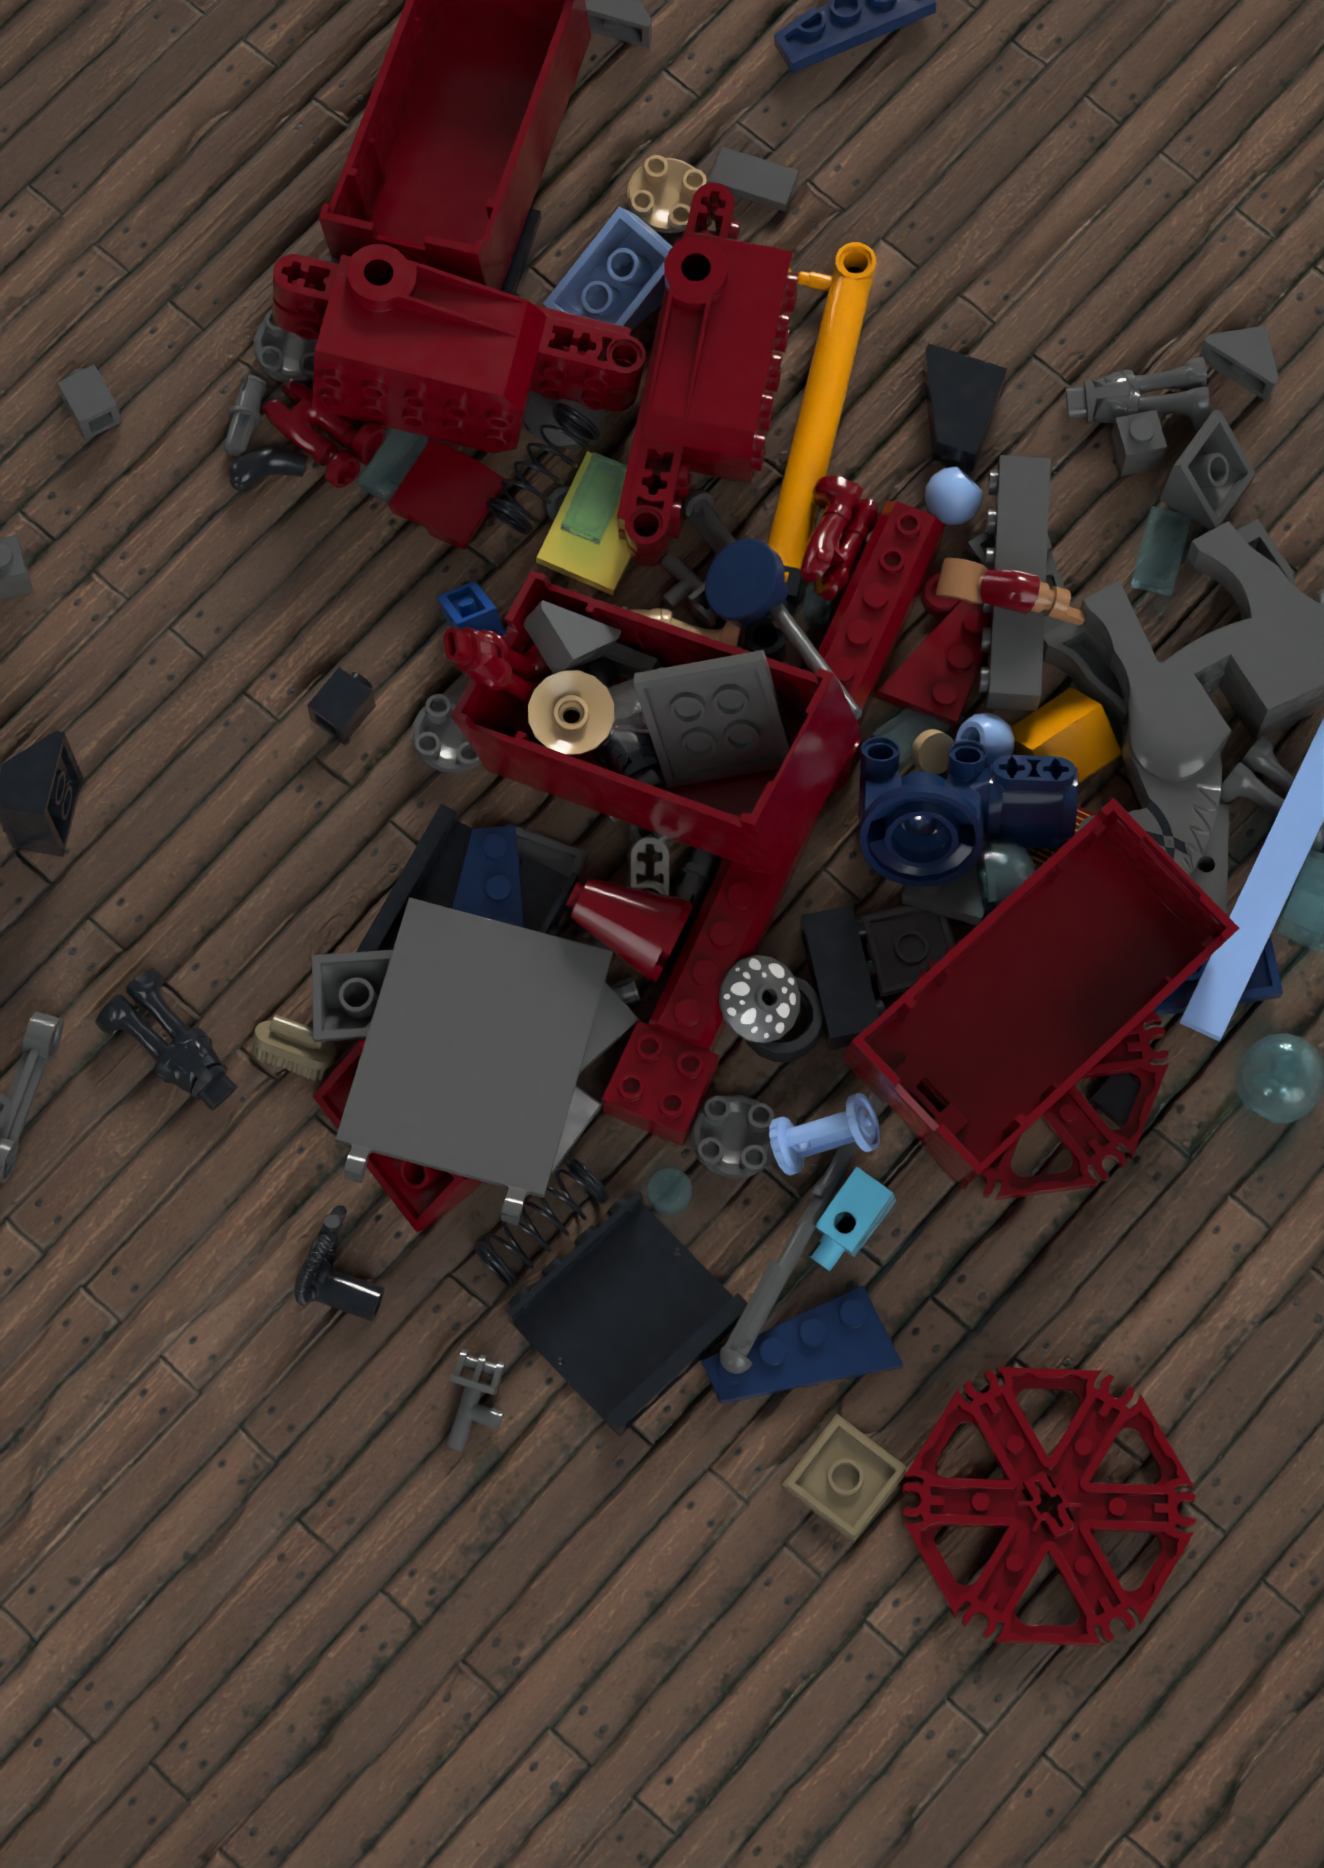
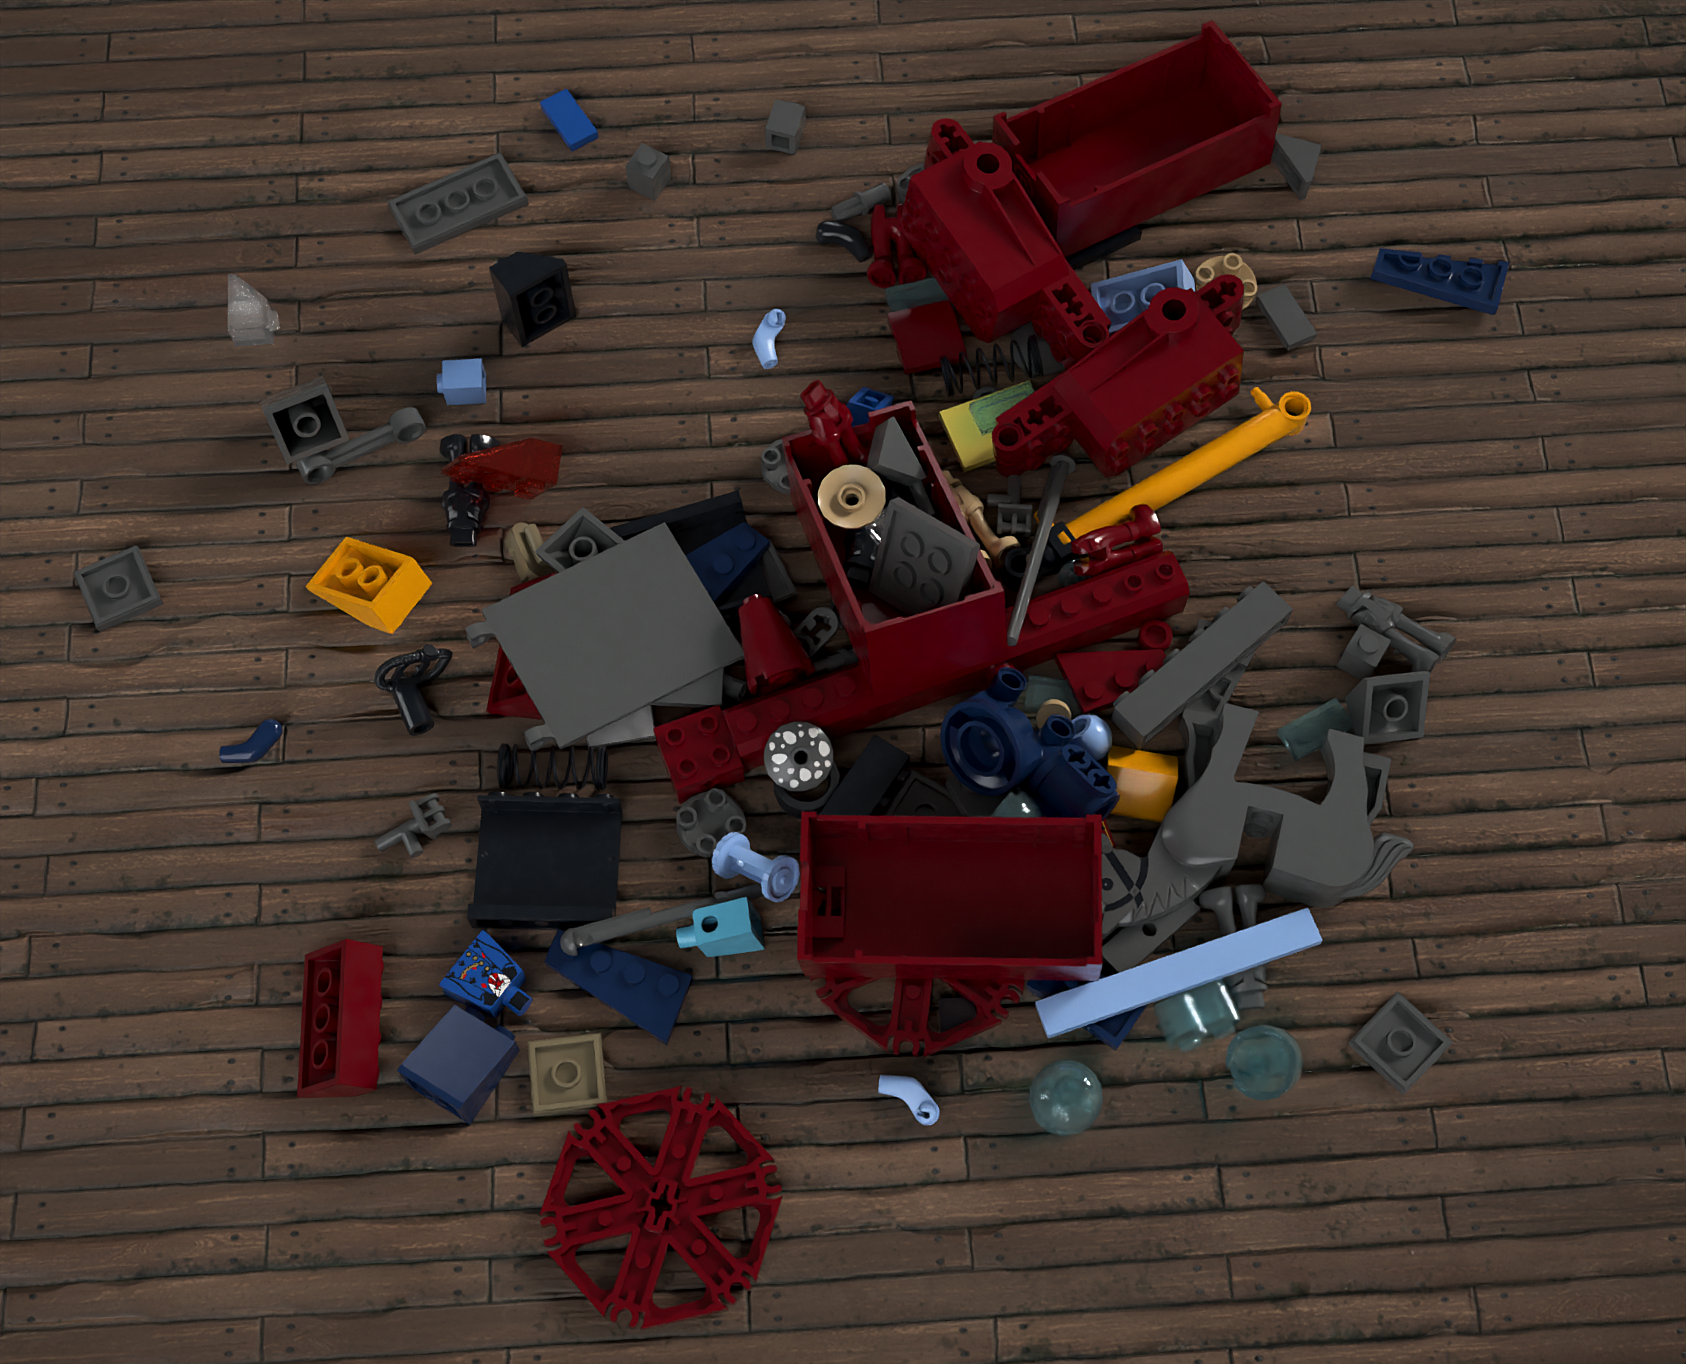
camera: 45 degrees right, 5 degrees down
(50, 943) = (462, 381): none -> medium blue brick
(177, 1218) = (370, 583): none -> light orange slope
(209, 975) = (519, 466): none -> clear red slope
(239, 1472) = (256, 746): none -> dark blue arm
(293, 631) = (765, 335): none -> light blue arm
(342, 704) = (749, 395): black brick -> none
(598, 1632) = (340, 1020): none -> dark red slope
(669, 1191) = (643, 820): clear light blue tile -> none
(691, 1465) = (487, 979): none -> blue torso
(745, 582) = (1034, 519): dark blue tile -> none
(750, 1558) = (460, 1062): none -> dark blue slope
(952, 496) = (1216, 585): light blue piece -> none
(959, 404) = (1276, 541): black slope -> none
(1005, 589) = (1183, 657): piece -> none
(1157, 1200) = (913, 1094): none -> light blue arm
(1244, 358) = (1483, 661): dark grey slope -> none

